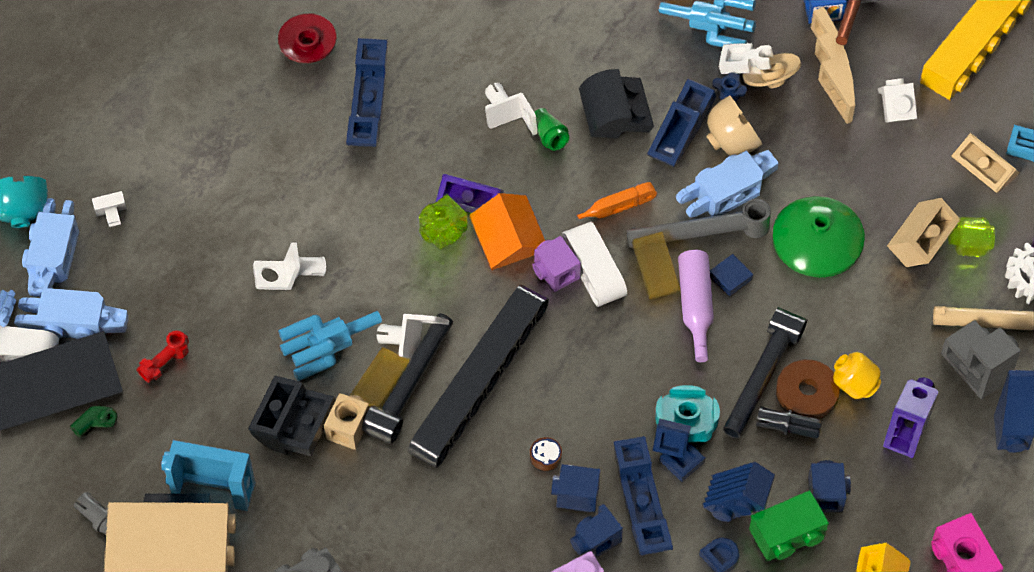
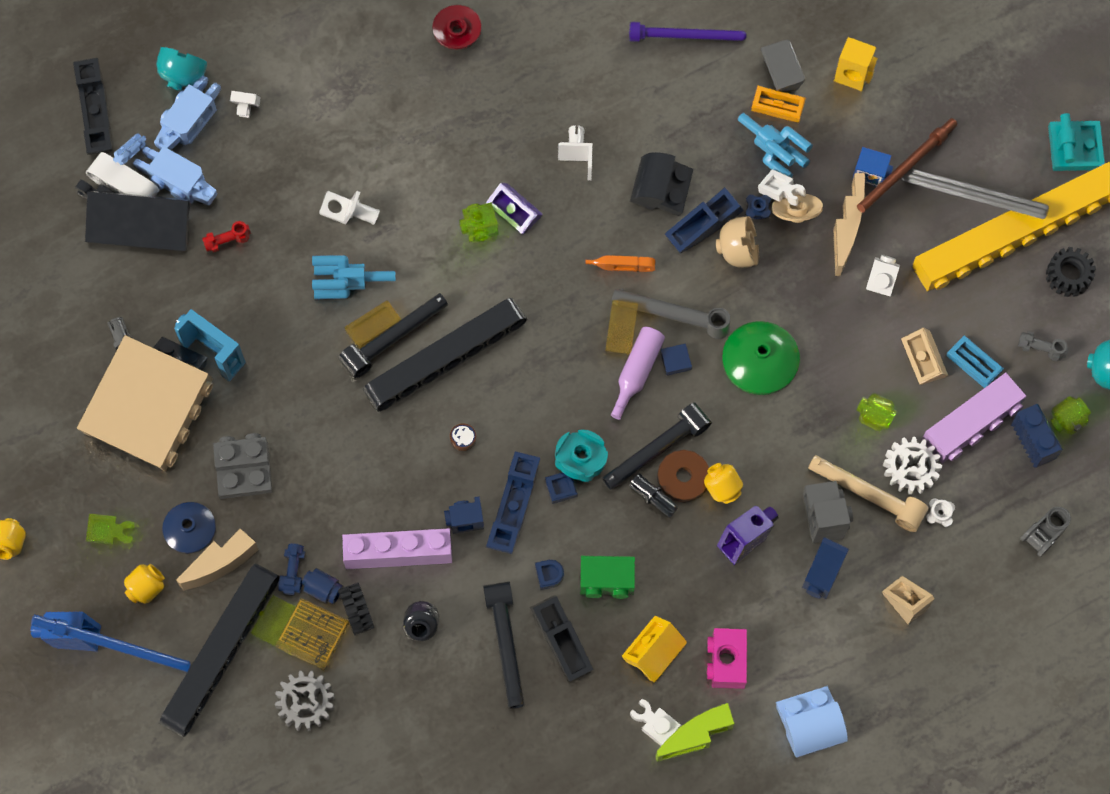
camera: 25 degrees right, 10 degrees up
(94, 417) = (155, 261): dark green arm -> none
(291, 417) = (292, 325): black brick -> none
(346, 432) = (328, 356): tan brick -> none
(368, 92) = (480, 93): dark blue slope -> none
(407, 335) = (408, 299): white bracket -> none
(507, 229) = (527, 249): orange slope -> none
(551, 131) = (601, 182): green cone -> none
(556, 263) = (547, 292): medium lavender brick -> none
(576, 488) = (468, 474): dark blue brick -> none
(597, 266) = (576, 305): white beam -> none
(671, 438) = (556, 469): dark blue tile -> none
(728, 183) = (712, 285): light blue hinge -> none
(739, 491) = (582, 533): dark blue brick -> none
(829, 485) = (655, 558): dark blue brick -> none
(923, 232) = (838, 392): tan brick -> none

